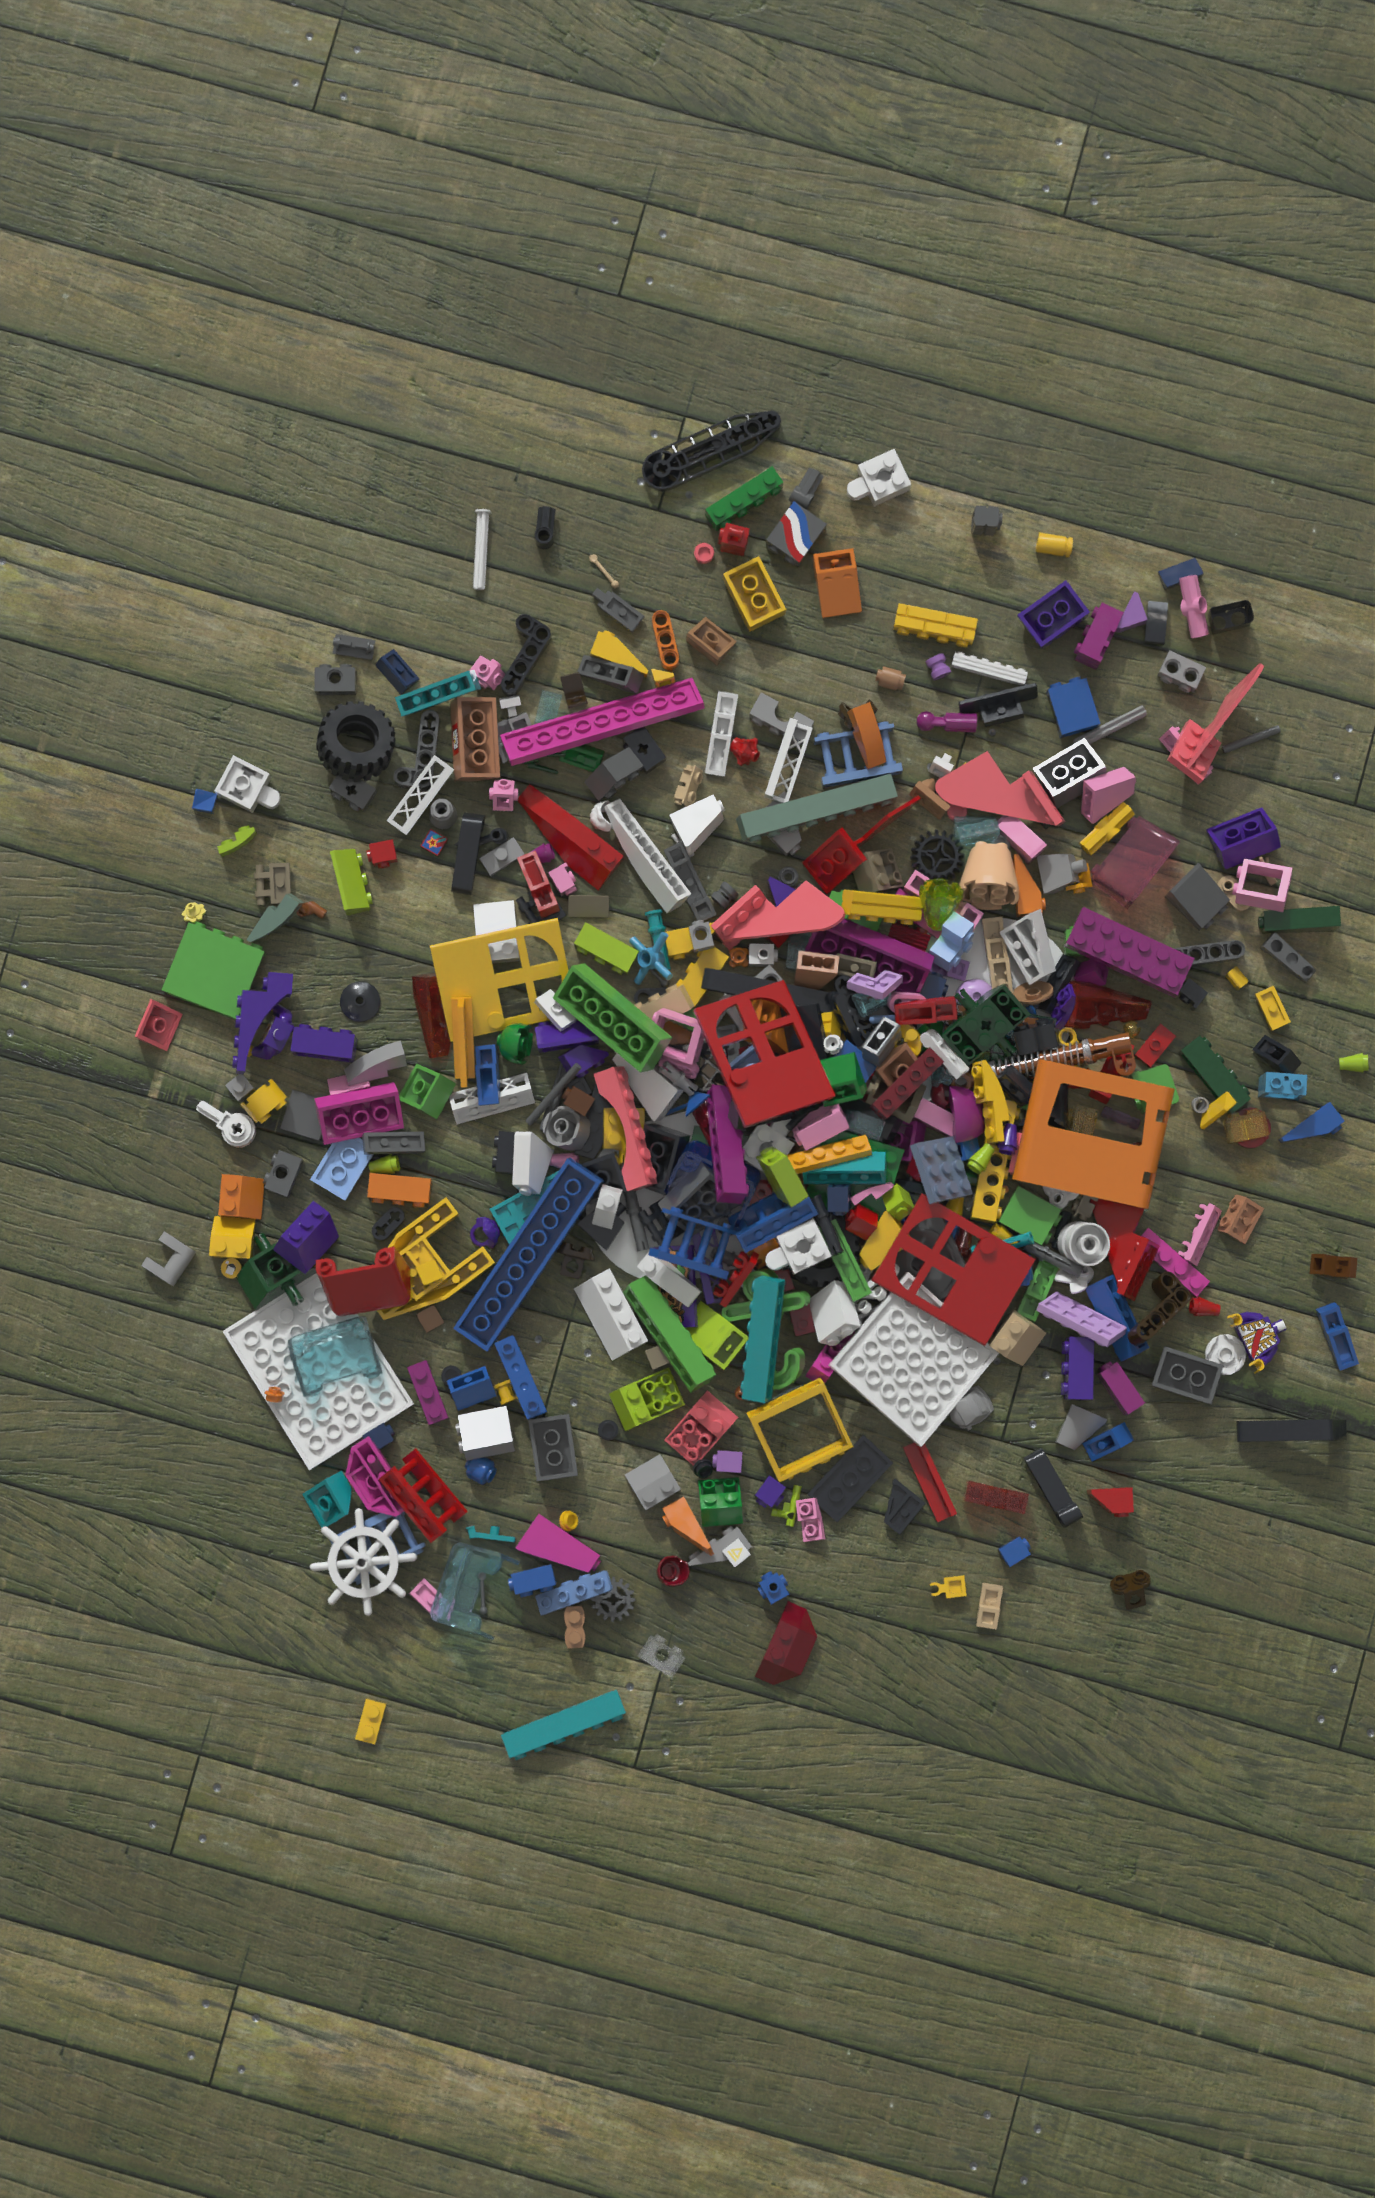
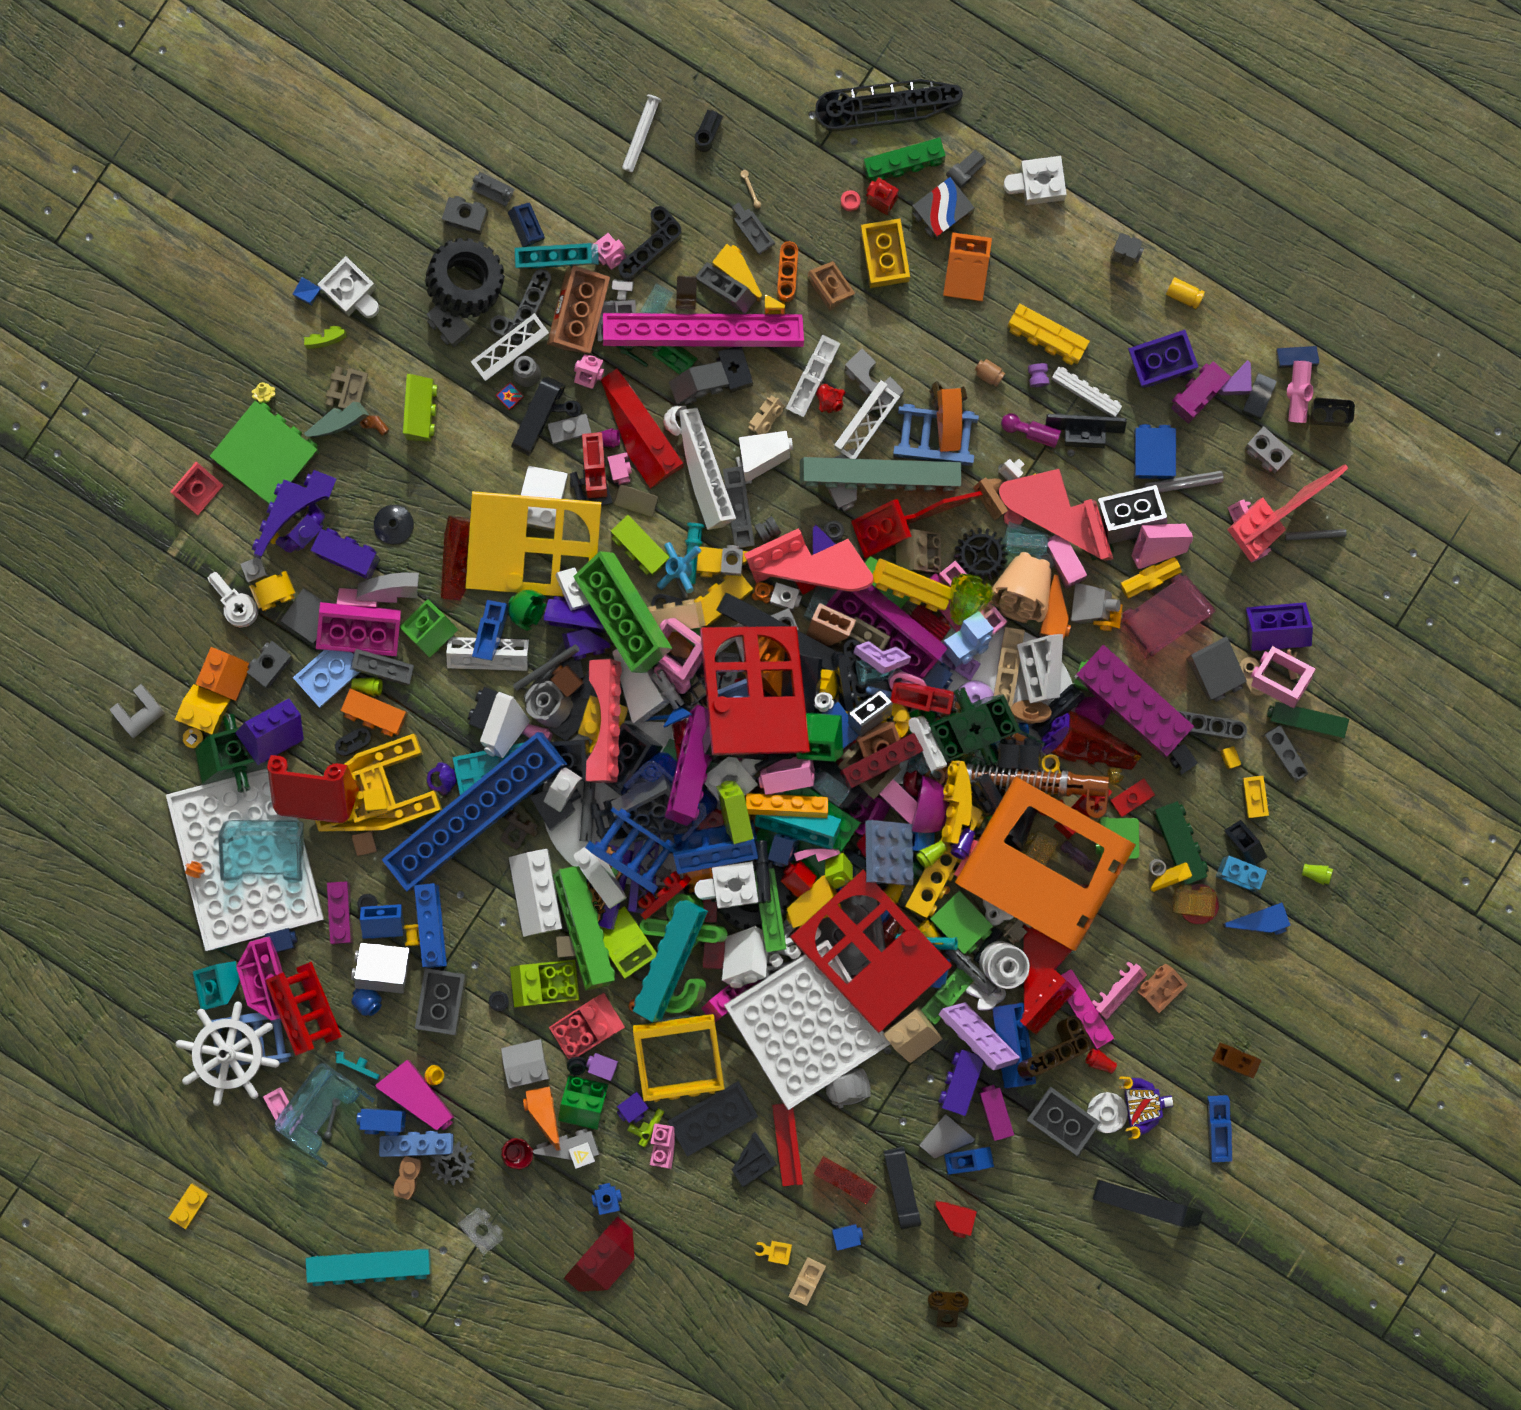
camera: 25 degrees right, 0 degrees up
(382, 854) = (457, 391): red brick -> none
(463, 1039) = (477, 589): light orange fence -> none

